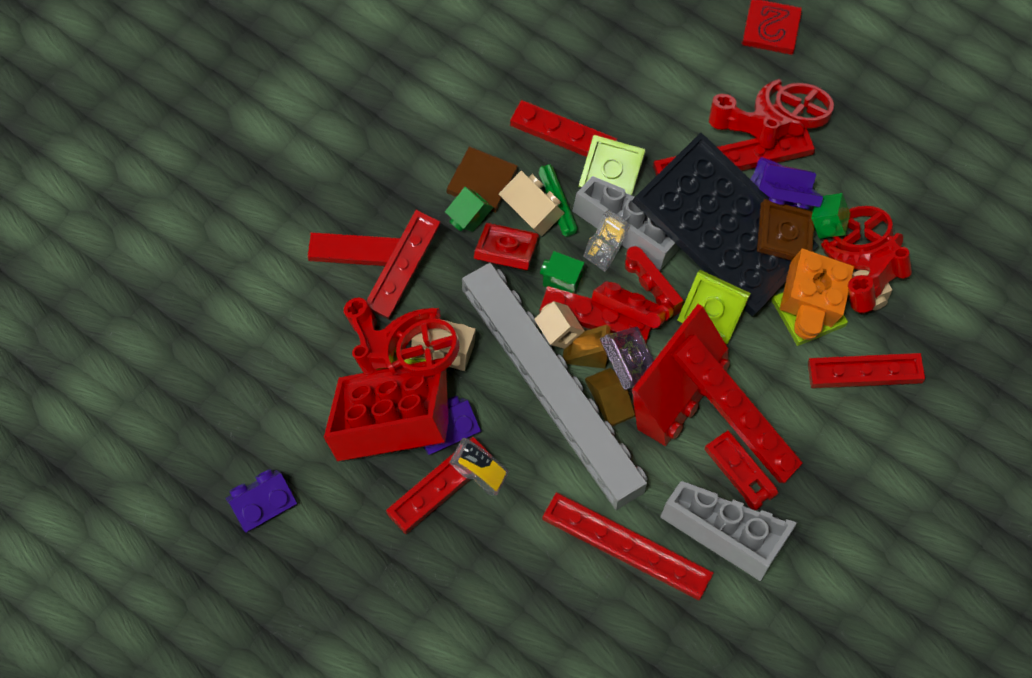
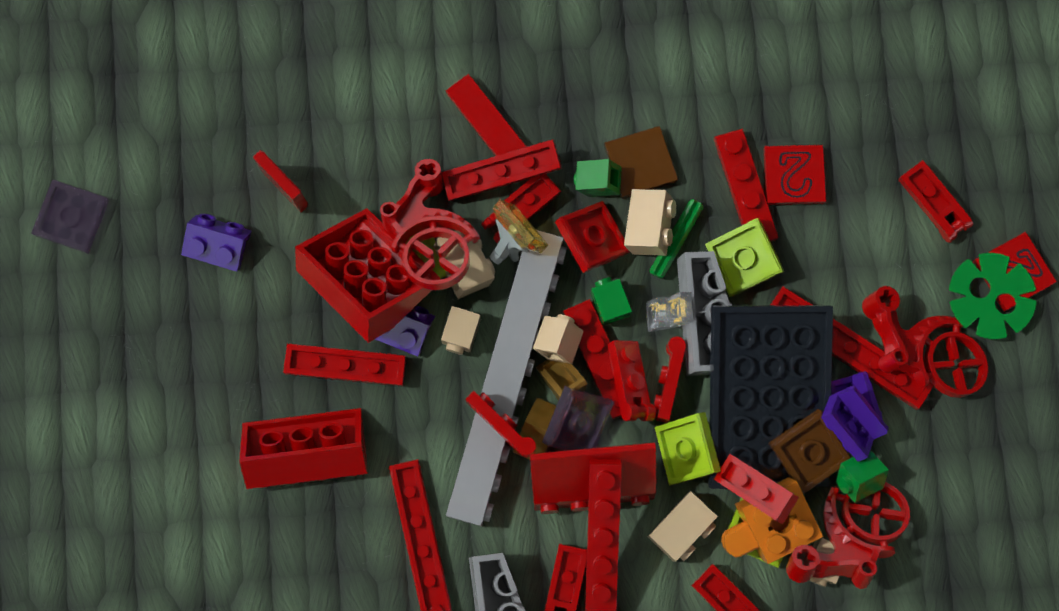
camera: 50 degrees right, 15 degrees up
(134, 590) = (70, 216): none -> clear purple tile
(264, 411) = (280, 180): none -> red tile
(439, 273) = (528, 199): none -> red hinge
(459, 289) = (515, 234): none -> clear yellow piece
(475, 564) = (303, 448): none -> red slope
(480, 466) = (381, 383): slope -> none
(490, 385) = (460, 330): none -> tan brick
(583, 96) = (794, 175): none -> red tile
(587, 405) = (501, 424): none -> red plate
(682, 31) = (935, 201): none -> red plate
(765, 357) = (683, 527): none -> tan brick
(774, 67) = (991, 321): none -> green piece
(785, 273) = (756, 489): none -> red plate

